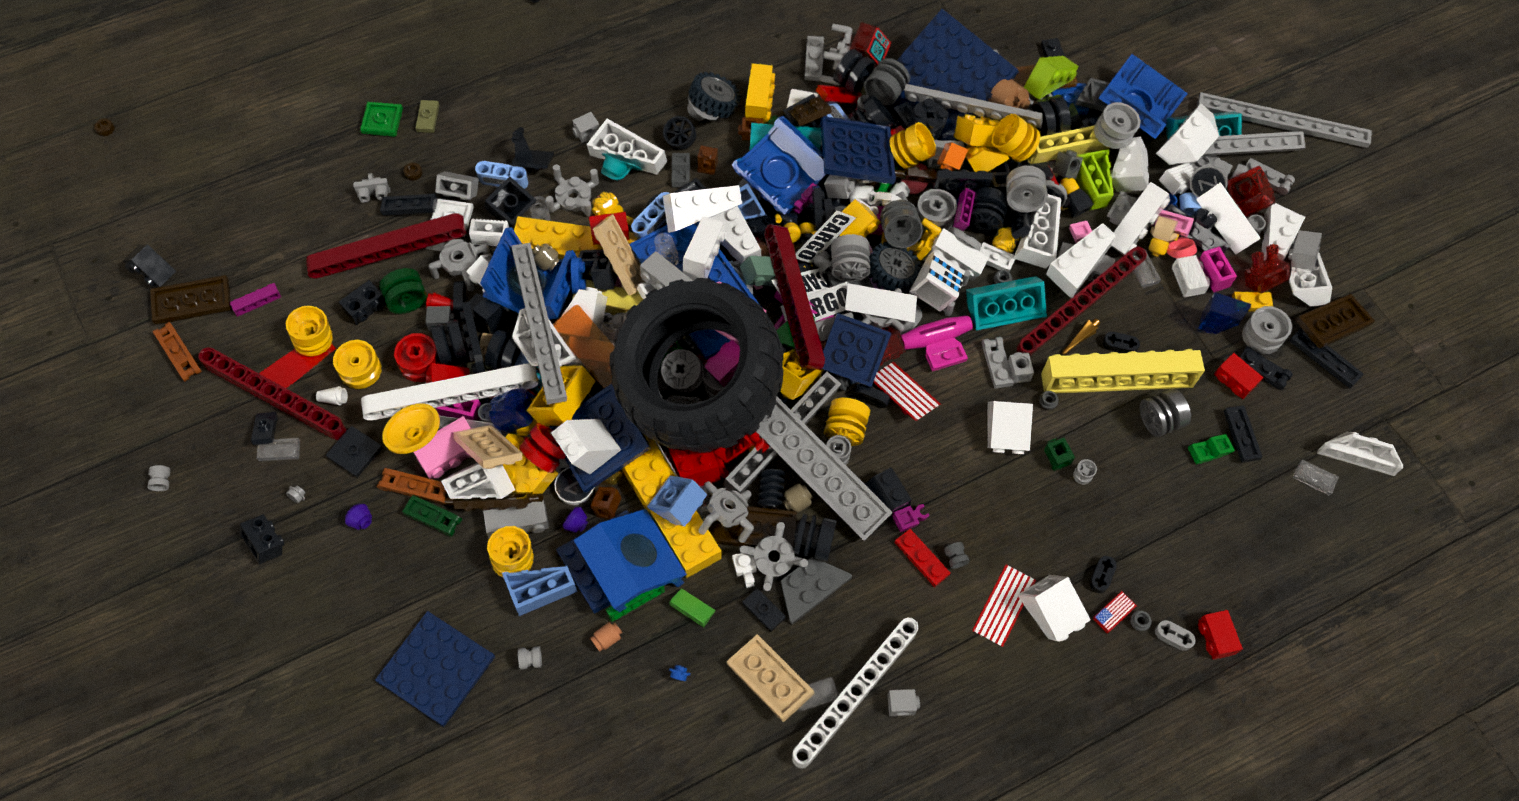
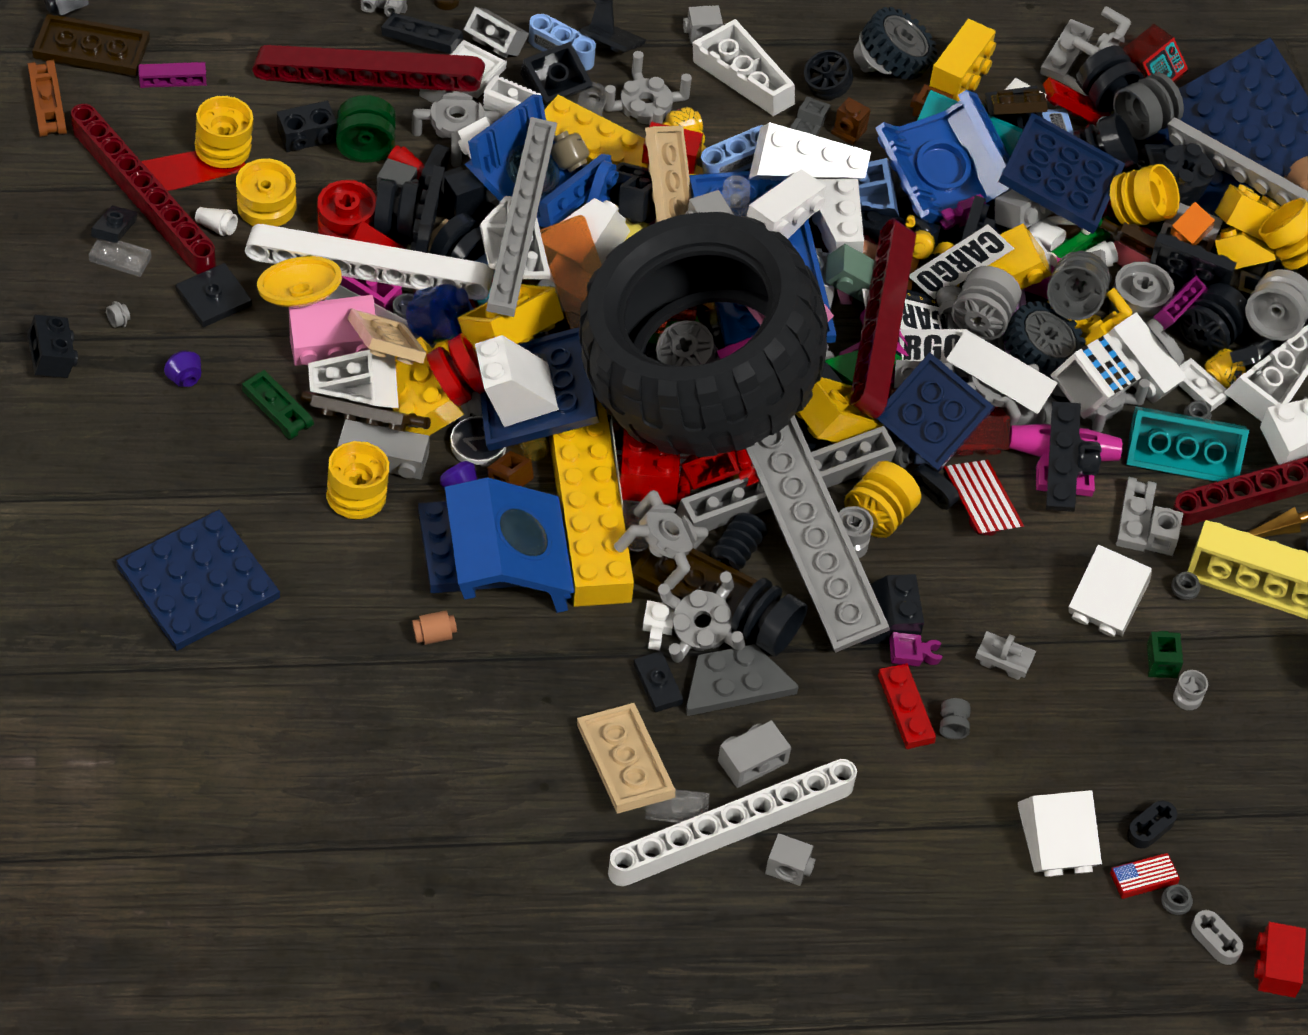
camera: 20 degrees right, 10 degrees down
(412, 485) = (265, 356): dark orange plate -> none
(527, 658) = (323, 612): light grey wheel -> none
(538, 587) = (374, 536): medium blue wedge -> none
(615, 168) = (721, 87): teal piece -> none
(634, 603) = (493, 601): green plate -> none
(677, 500) = (605, 497): medium blue slope -> none
(679, 673) = (508, 706): blue plate -> none
(692, 607) = (563, 641): bright green slope -> none
(797, 498) = (770, 564): dark tan head -> none
(847, 636) = (754, 753): none -> light grey brick
(881, 197) = (1067, 244): white plate -> none
(944, 344) = (1068, 457): none -> black plate
(967, 497) = (1005, 655): none -> light grey hips
(1003, 606) = (989, 808): sticker -> none

